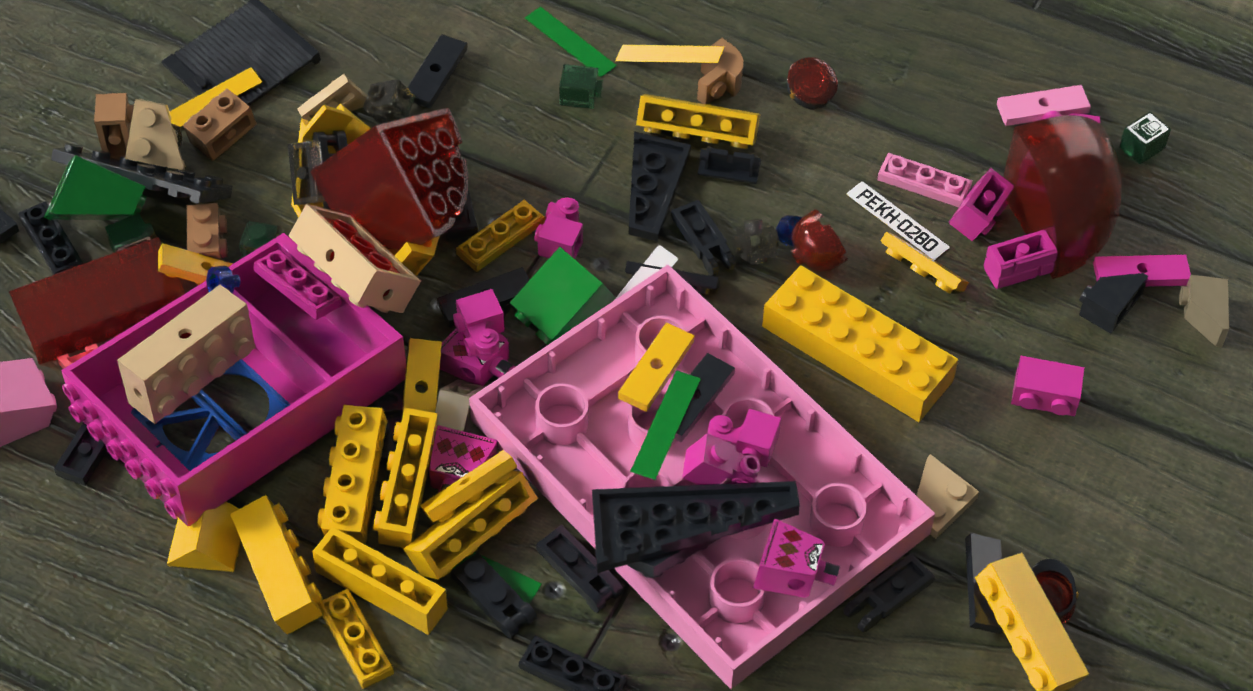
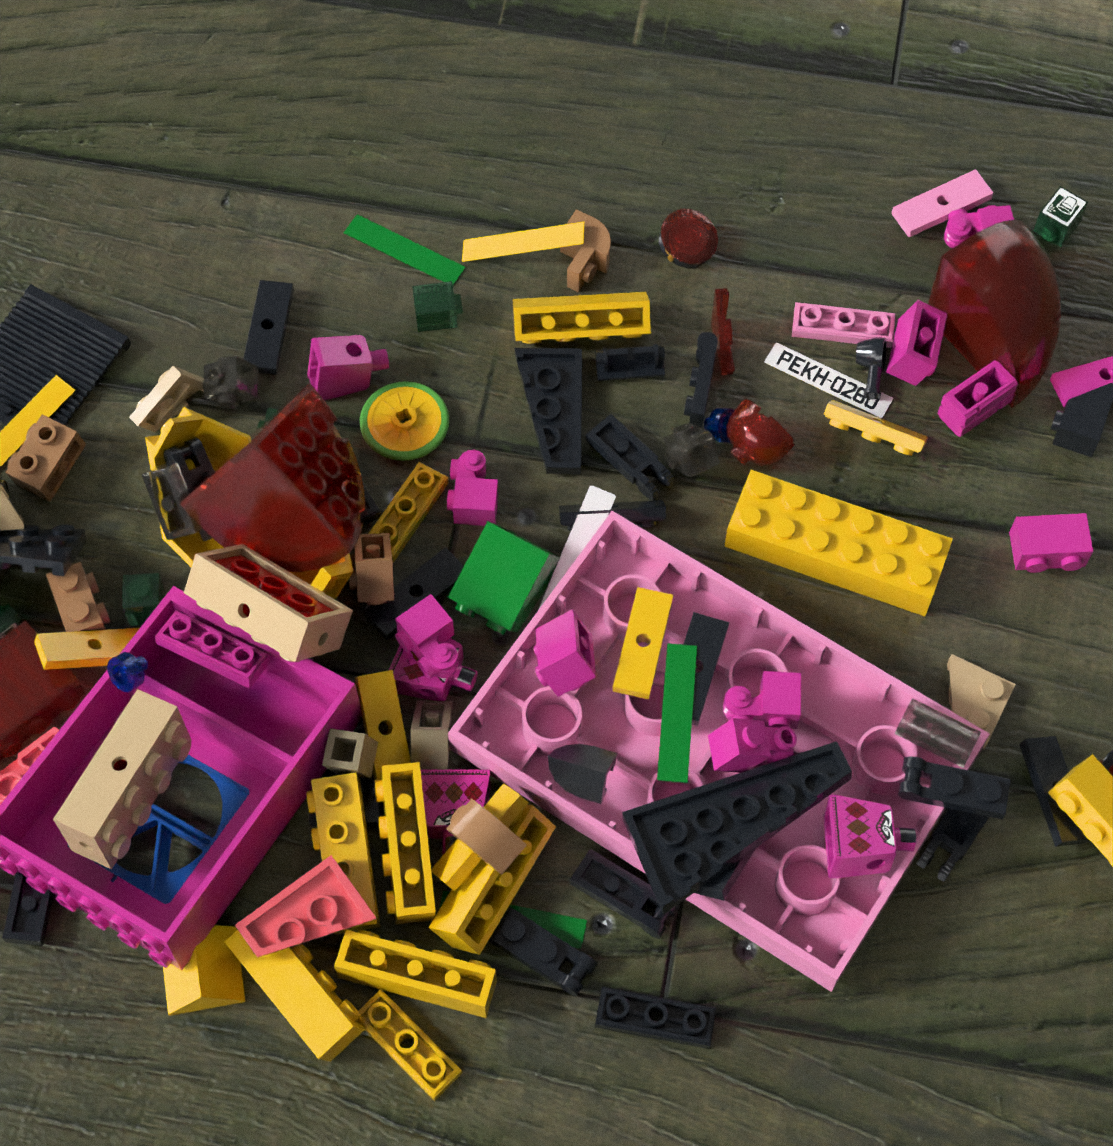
camera: 15 degrees left, 10 degrees up
(302, 501) = (305, 910): none -> coral wing
(384, 392) = (350, 753): none -> dark tan brick
(453, 265) = (372, 569): none -> medium nougat brick
(470, 478) = (485, 835): none -> medium nougat brick
(485, 110) = (343, 365): none -> dark pink torso
(523, 166) = (407, 440): none -> yellow wheel
(570, 450) = (582, 770): none -> black brick
(587, 360) = (564, 654): none -> dark pink brick
(786, 191) = (701, 378): none -> black plate
(816, 157) = (723, 330): none -> clear red tile
(887, 498) = (937, 733): none -> clear smoke brick
(887, 545) = (954, 788): none -> black plate
(941, 208) = (872, 355): none -> black bar

